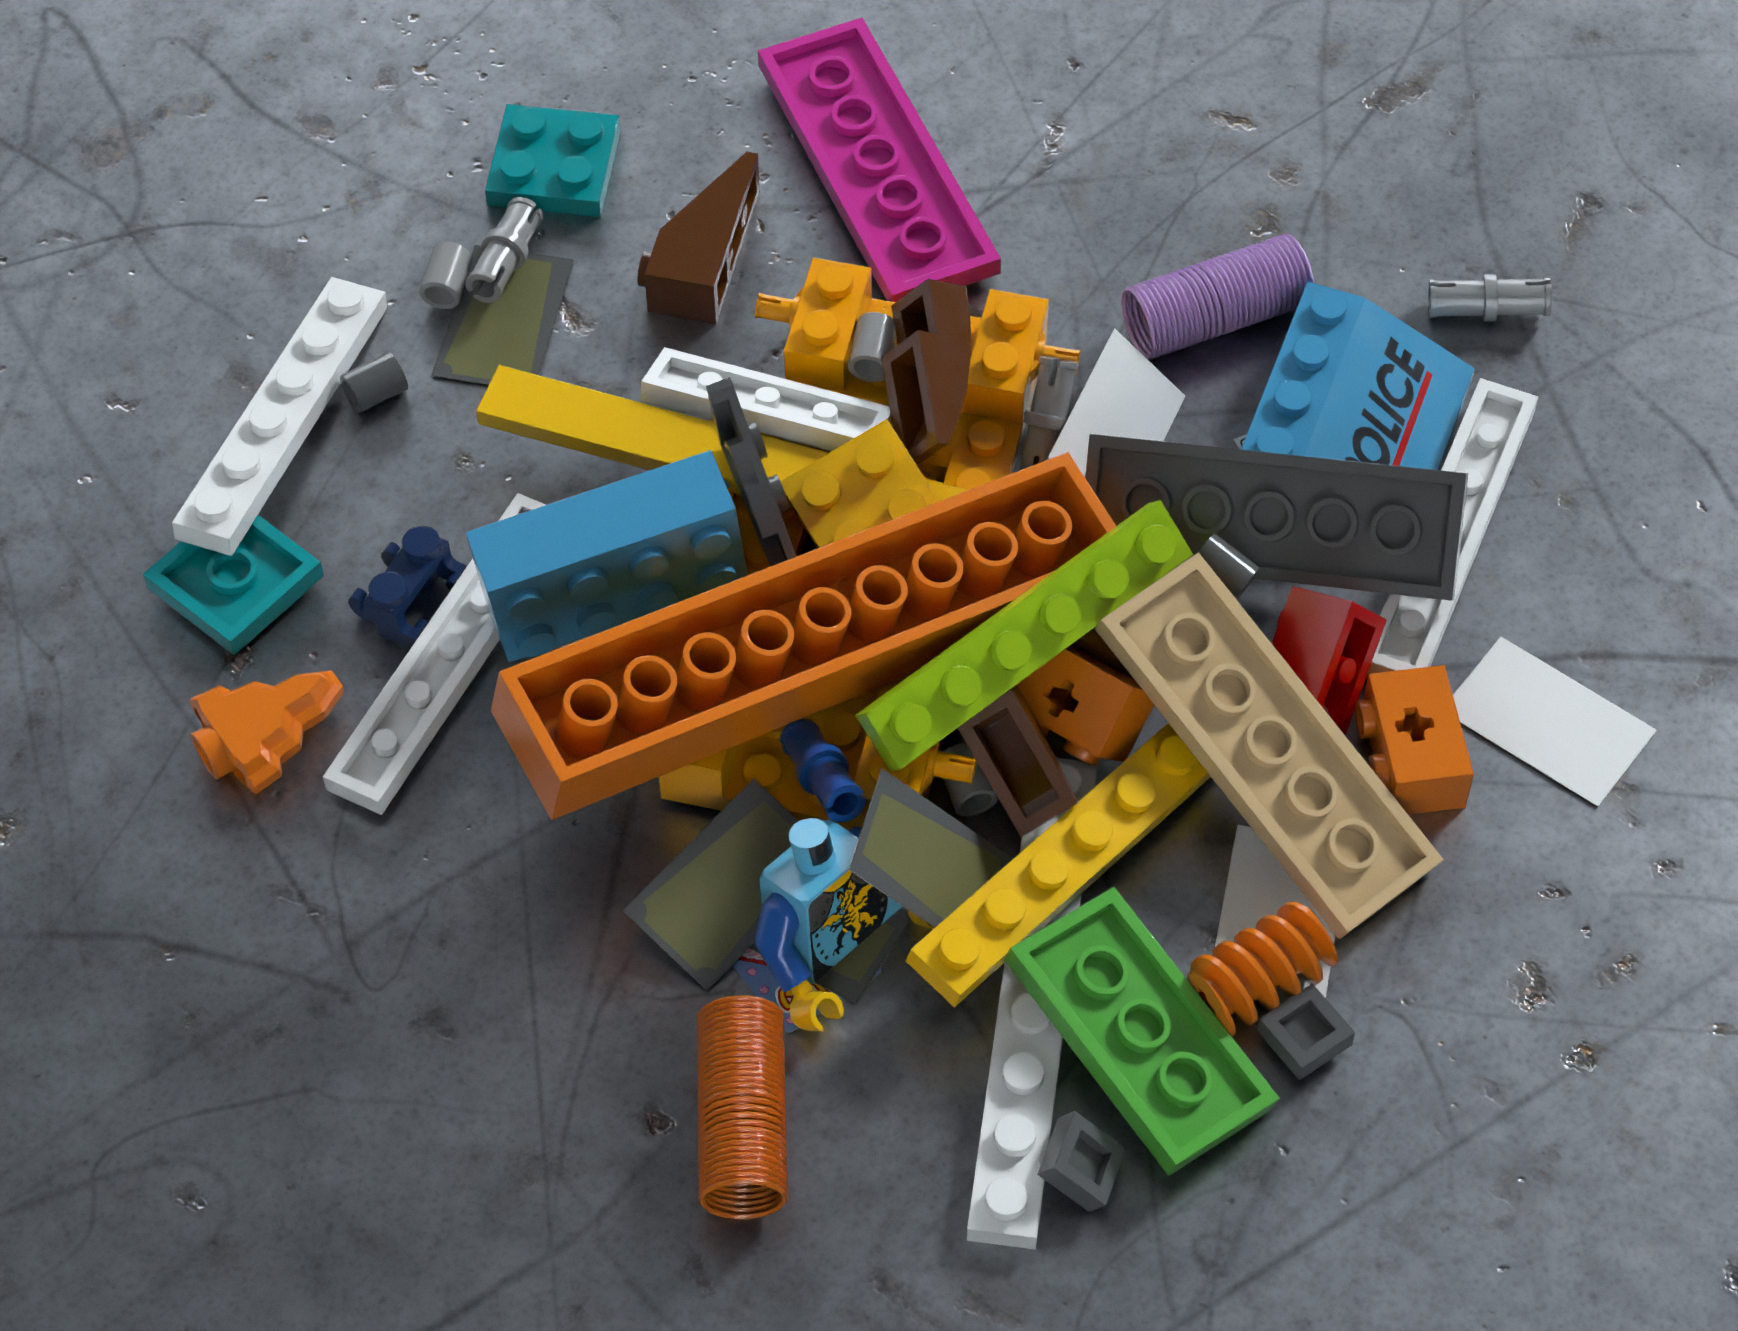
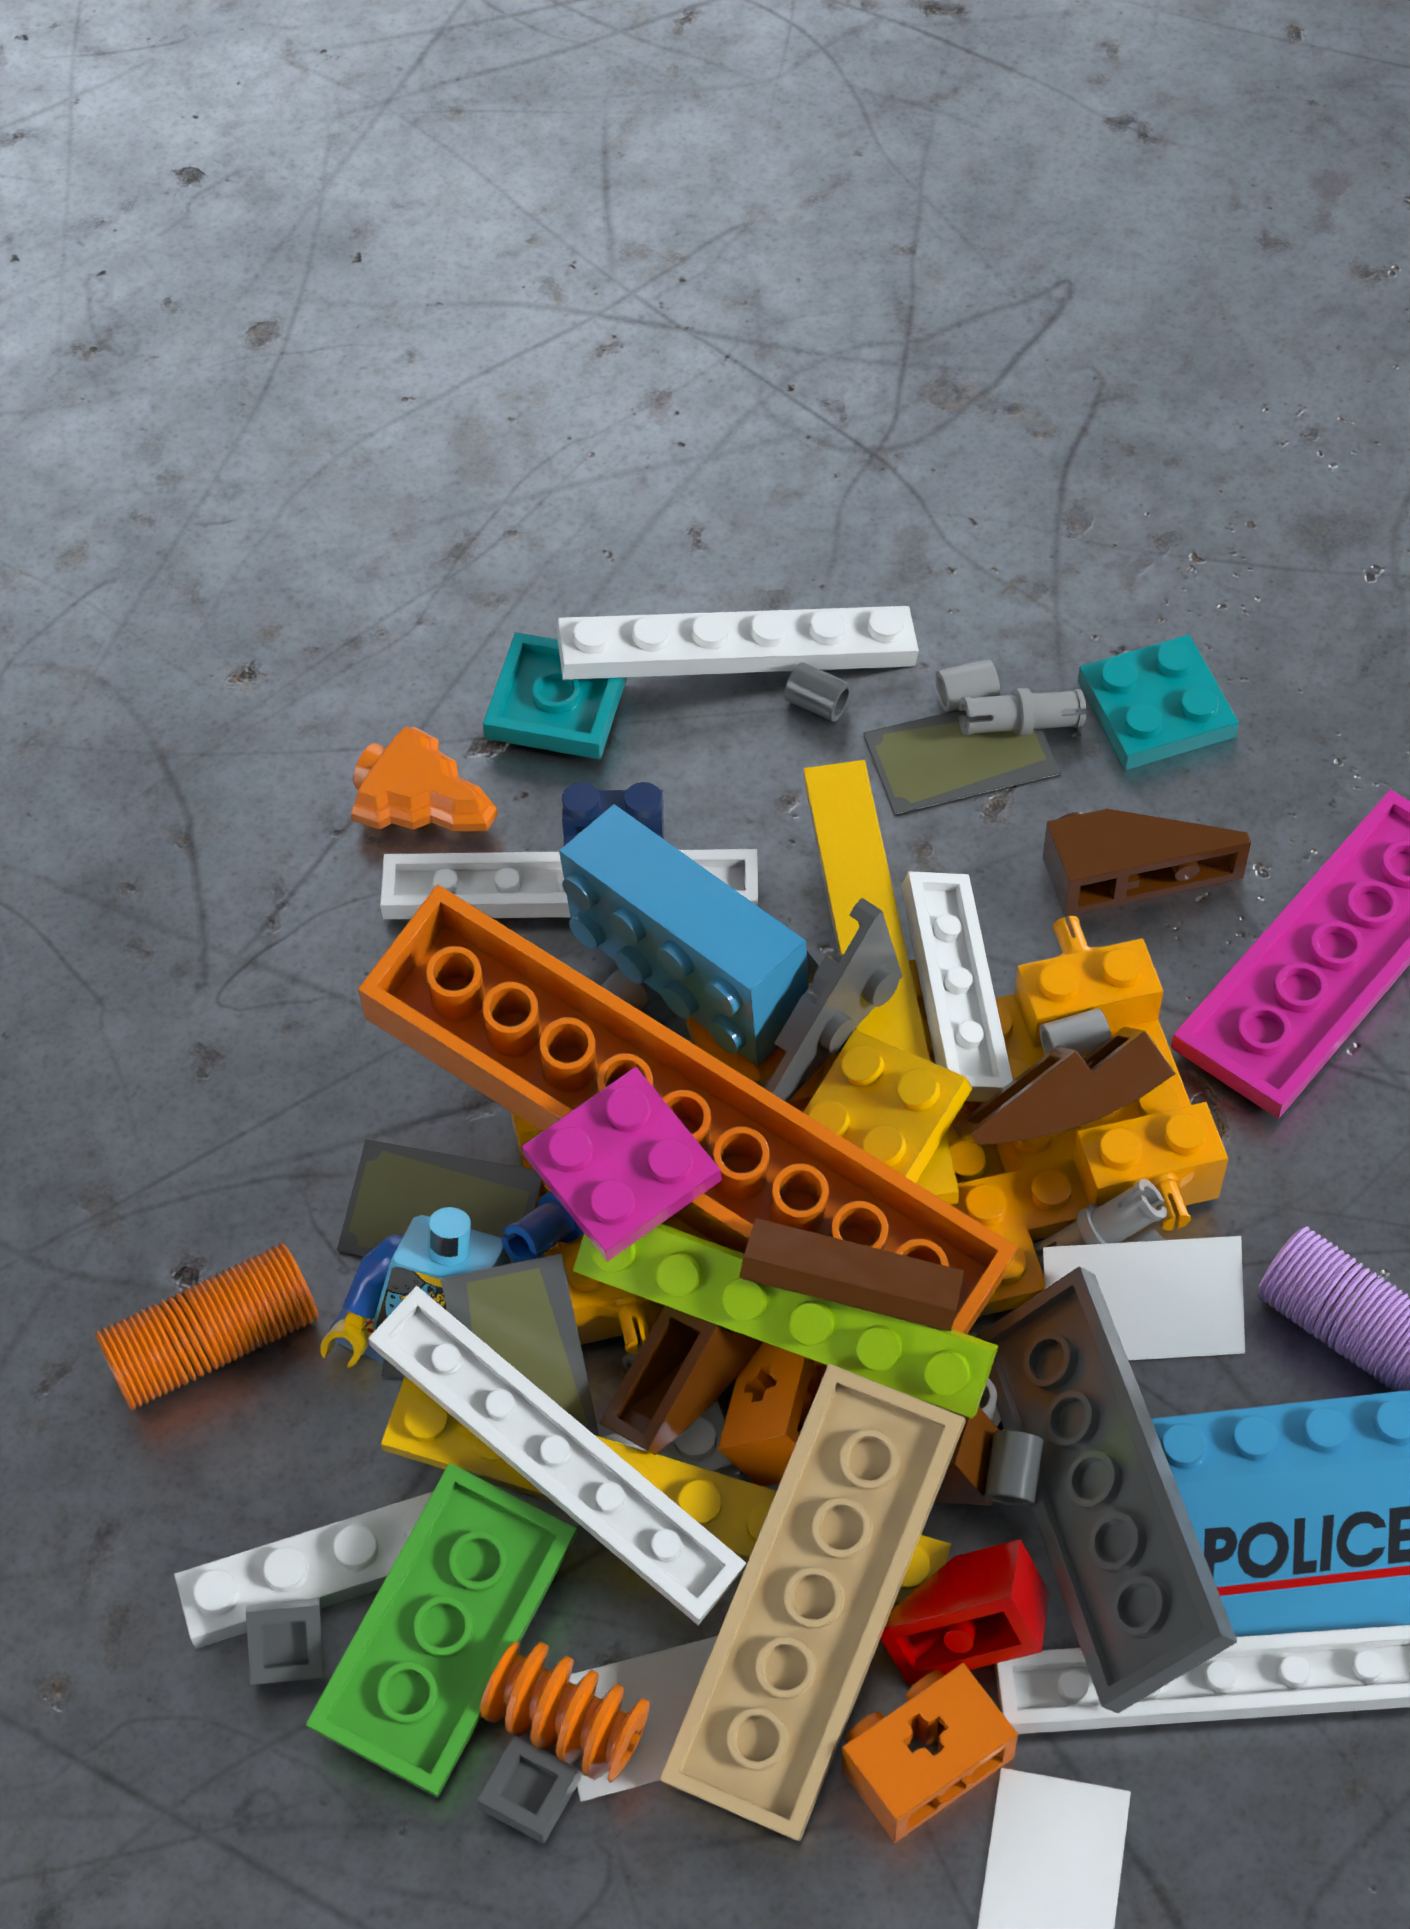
camera: 65 degrees right, 0 degrees up
(850, 668) = (621, 1163): none -> dark pink plate
(1040, 561) = (852, 1274): none -> reddish brown tile
(1050, 859) = (558, 1455): none -> white plate

